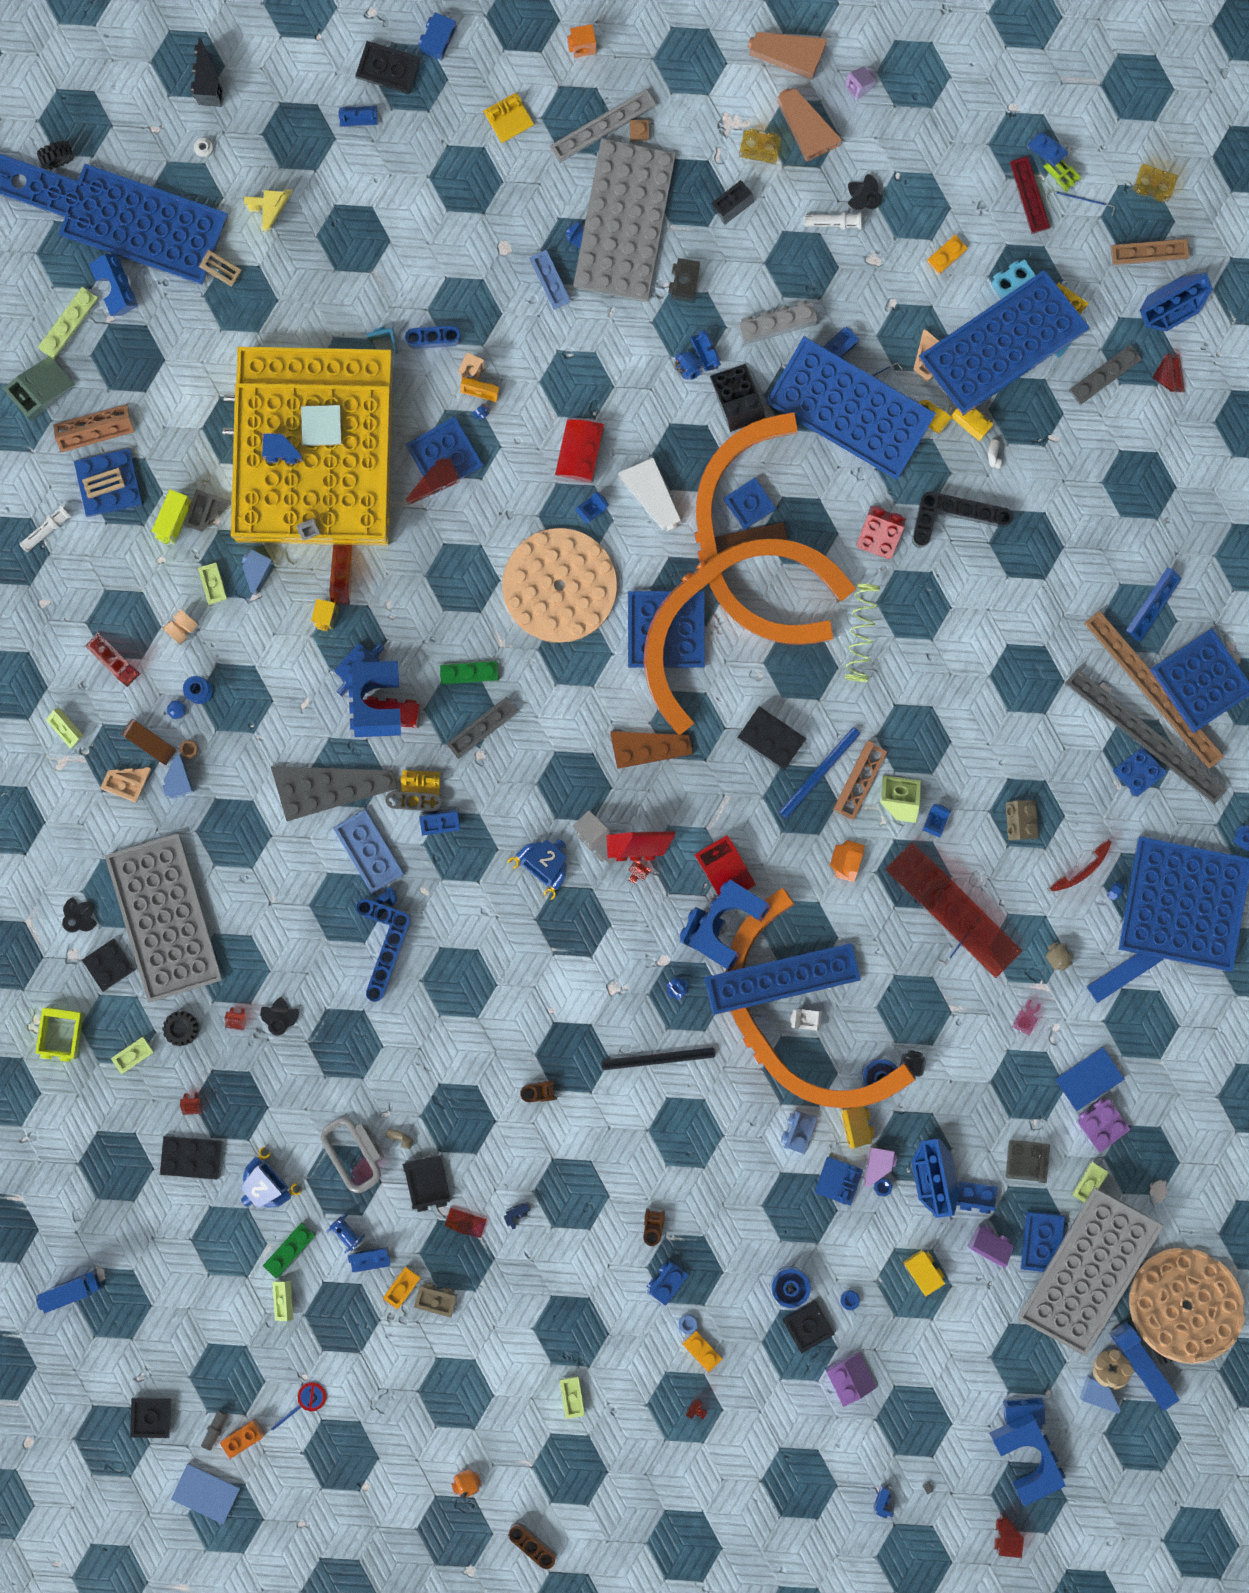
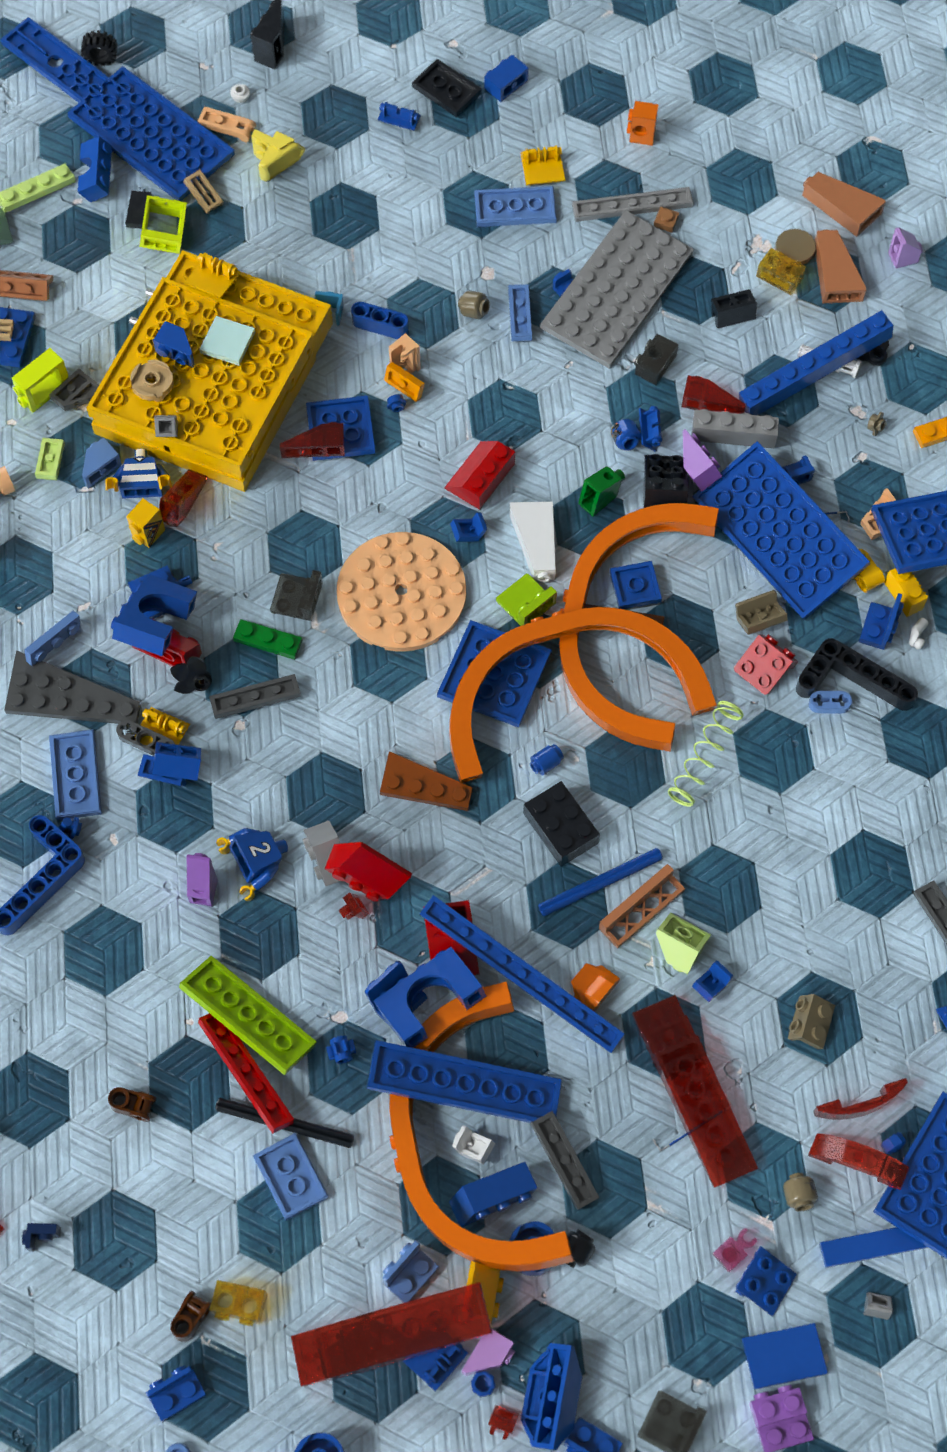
camera: 20 degrees right, 20 degrees down
(169, 307) = (136, 209): none -> black tile
(206, 186) = (227, 123): none -> light nougat plate
(206, 335) = (161, 240): none -> neon yellow window
(268, 482) = (152, 391): none -> tan plate
(279, 367) = (212, 275): none -> yellow hinge
(298, 570) = (139, 477): none -> torso
(298, 745) = (52, 638): none -> medium blue plate
(424, 733) = (189, 674): none -> black plate
(449, 813) = (176, 761): none -> blue hinge
(476, 626) = (297, 595): none -> clear smoke bracket
(500, 169) = (515, 206): none -> medium blue tile
(507, 289) = (473, 304): none -> dark tan head
(513, 902) = (201, 879): none -> medium lavender slope
(594, 990) = (247, 1014): none -> lime plate
(613, 1033) = (247, 1074): none -> red plate
(665, 553) = (526, 600): none -> lime bracket
(680, 1096) = (290, 1176): none -> medium blue tile
(682, 1197) = (240, 1296): none -> clear yellow brick
(688, 427) = (600, 489): none -> green torso
(737, 688) = (546, 759): none -> blue brick
(741, 300) = (705, 394): none -> clear red slope
(759, 372) = (697, 462): none -> slope
(763, 114) = (796, 245): none -> dark tan tile
(790, 876) = (522, 974): none -> blue plate
(805, 1183) = (391, 1334): none -> clear red slope
(825, 236) = (817, 364): none -> blue brick
(836, 1050) = (492, 1194): none -> blue wedge
(861, 489) = (760, 612): none -> dark tan bracket
(878, 1004) = (564, 1160): none -> dark grey plate
(894, 269) = (876, 423): none -> dark tan plate
(907, 1206) = (503, 1419): none -> clear red tile
(945, 549) = (830, 702): none -> medium blue beam
(961, 458) = (881, 624): none -> blue bracket
(1057, 1031) = (765, 1281): none -> blue hinge
(1094, 915) = (859, 1157): none -> clear red slope
(1144, 1015) = (878, 1306): none -> light grey slope

